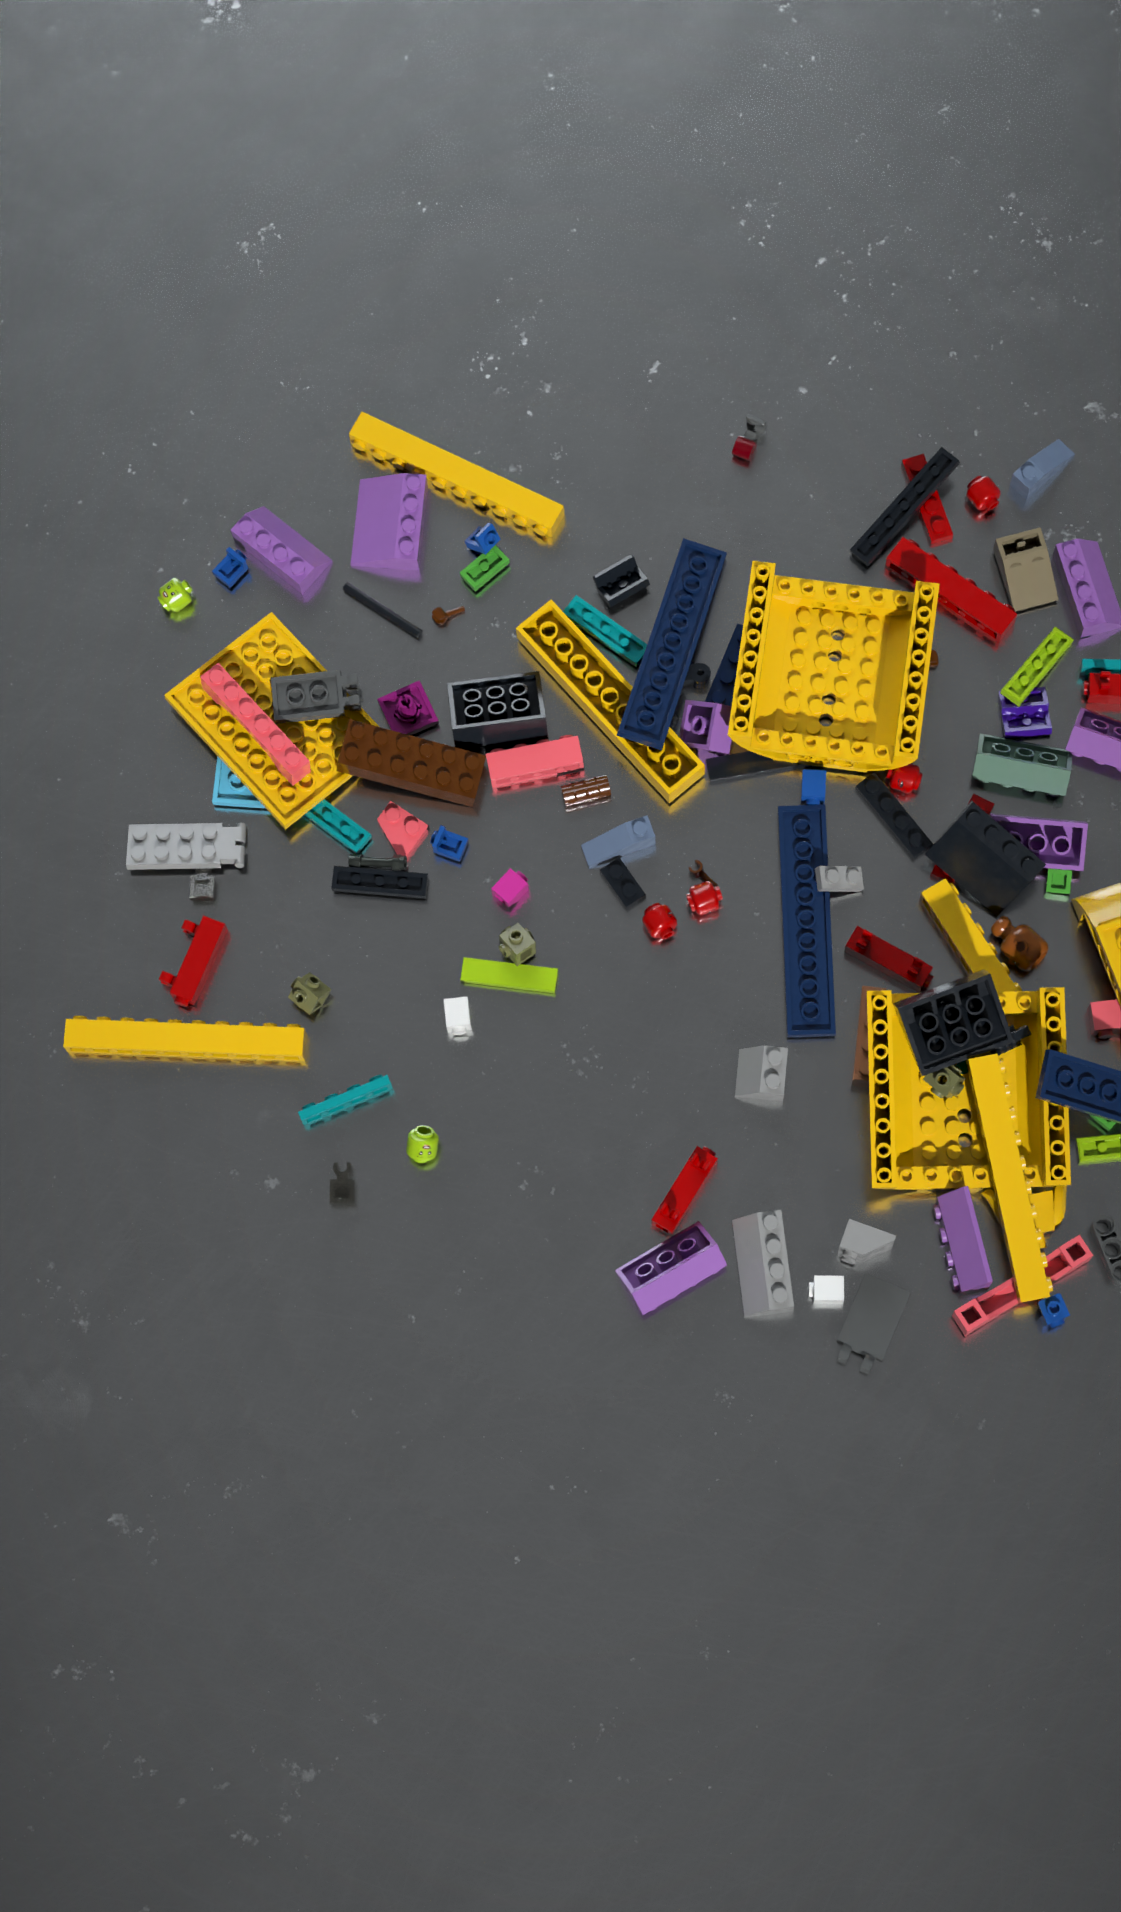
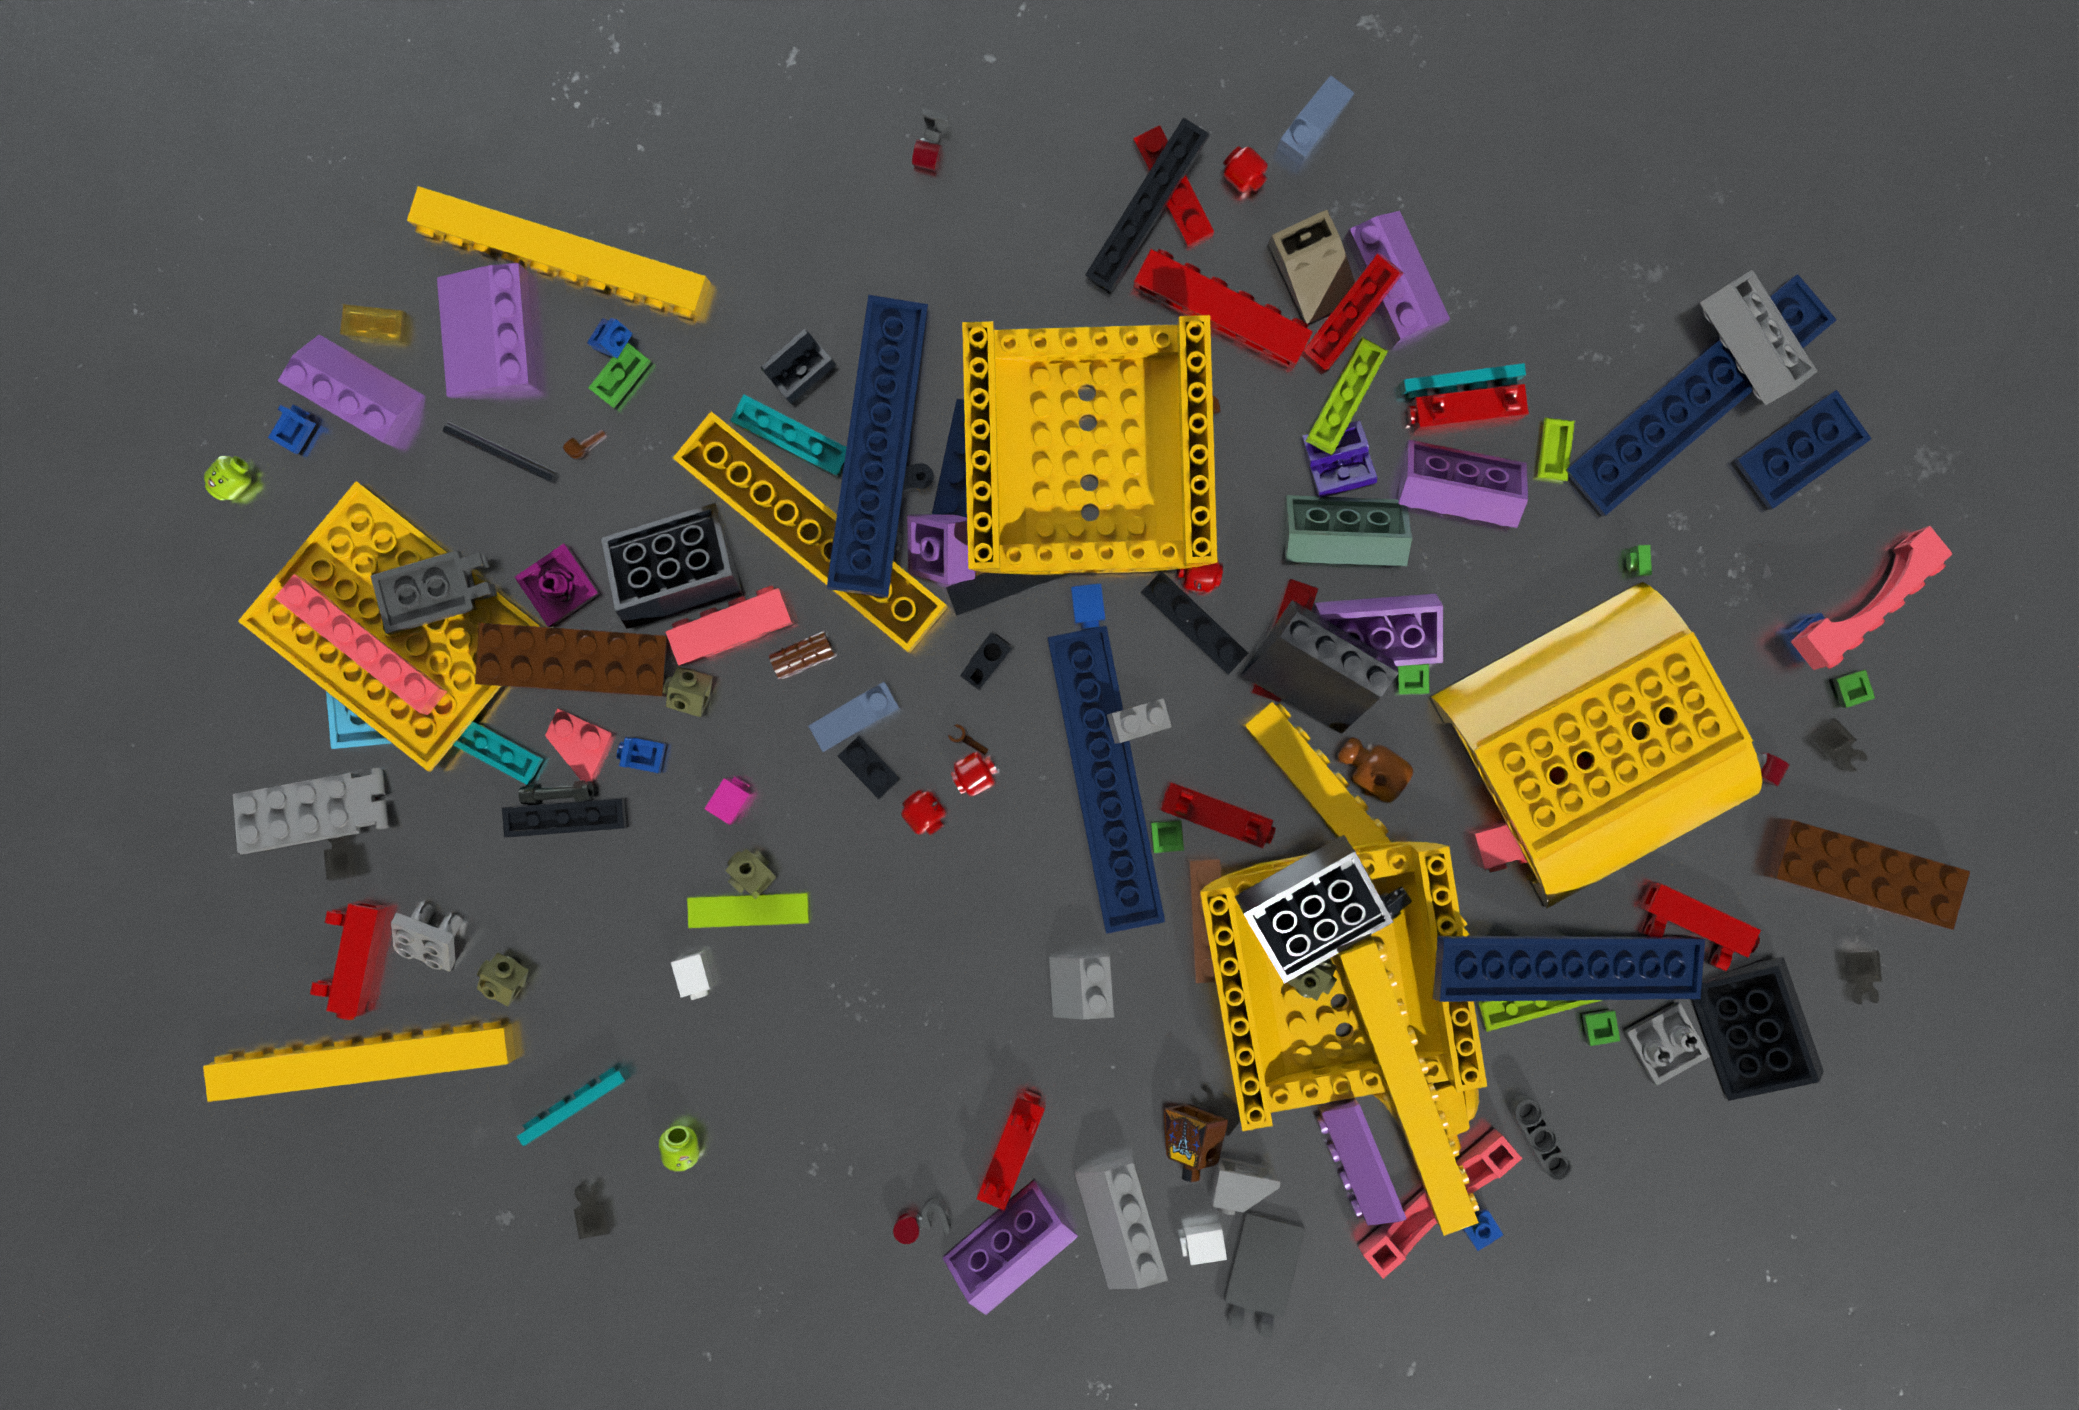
camera: 20 degrees left, 15 degrees up
(256, 952) = (424, 942): none -> light grey plate
(306, 503) = (373, 323): none -> clear yellow plate
(494, 801) = (688, 691): none -> olive brick
(593, 1237) = (910, 1223): none -> leg
(728, 816) = (986, 660): none -> black leg
(832, 1202) = (1193, 1139): none -> reddish brown torso
(847, 970) = (1167, 836): none -> bright green plate
(858, 1191) = (1221, 1106): none -> clear smoke plate
(1049, 603) = (1353, 311): none -> red plate

